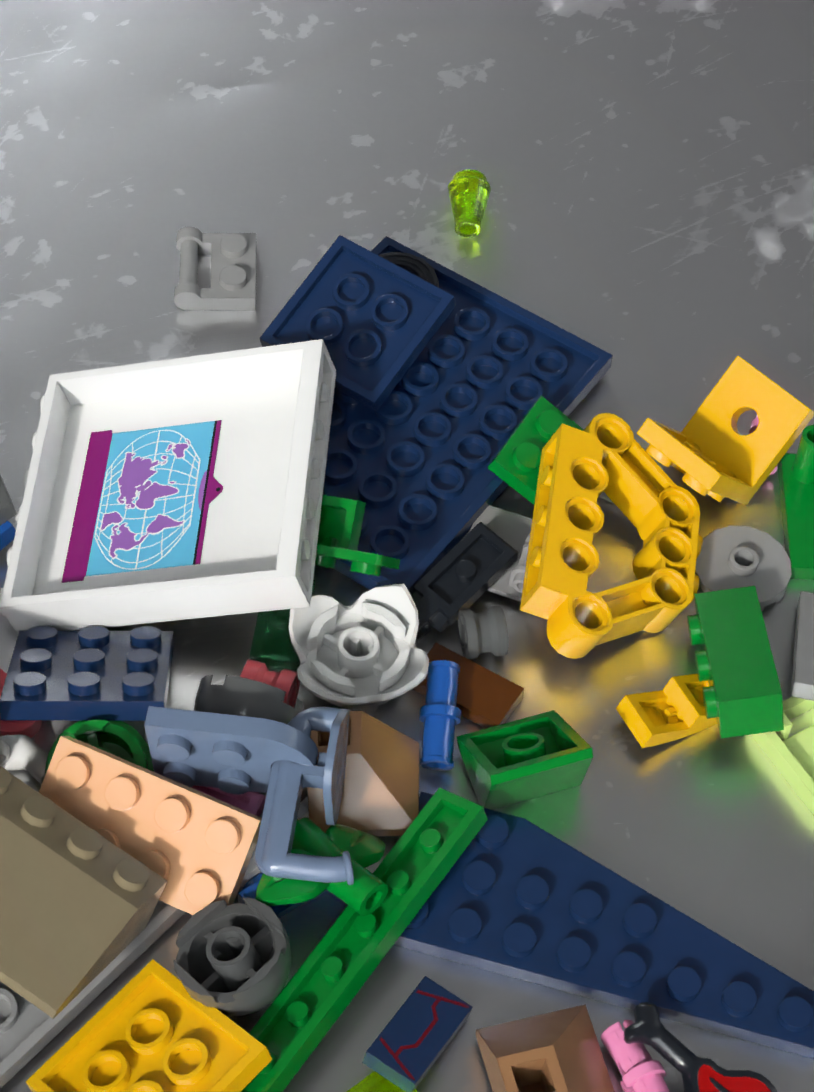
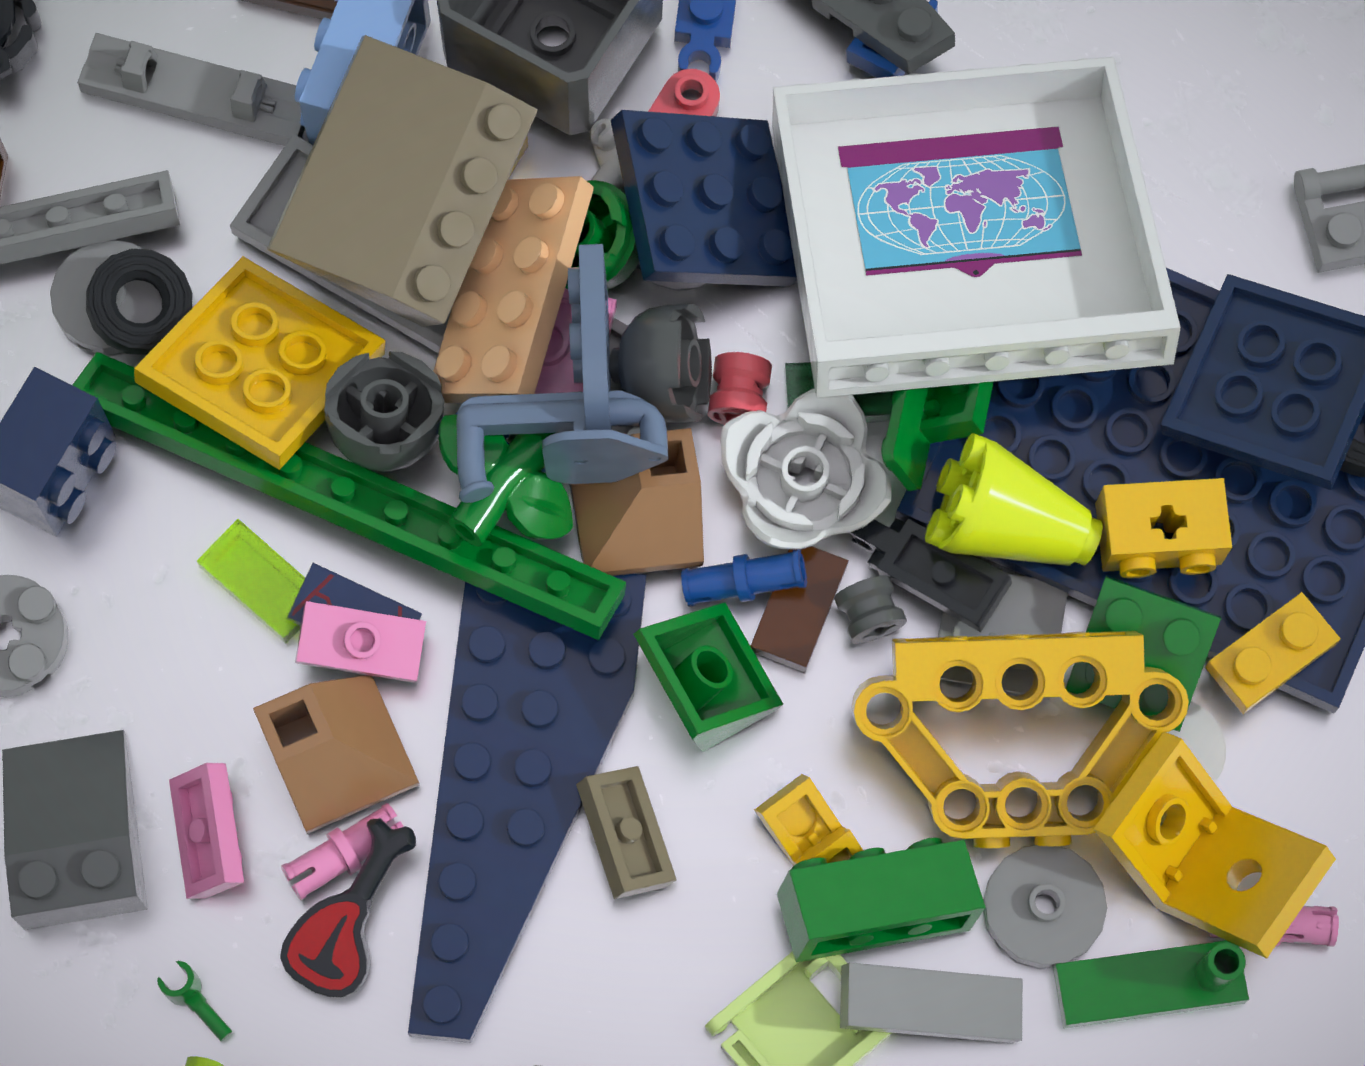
camera: 80 degrees right, 20 degrees up
(425, 511) = (1008, 511): none -> neon yellow cone
(449, 1025) = (360, 642): none -> bright pink plate
(457, 418) = (1188, 508): none -> yellow brick
(567, 379) = (1272, 653): none -> yellow plate
(653, 843) = (626, 832): none -> dark tan plate

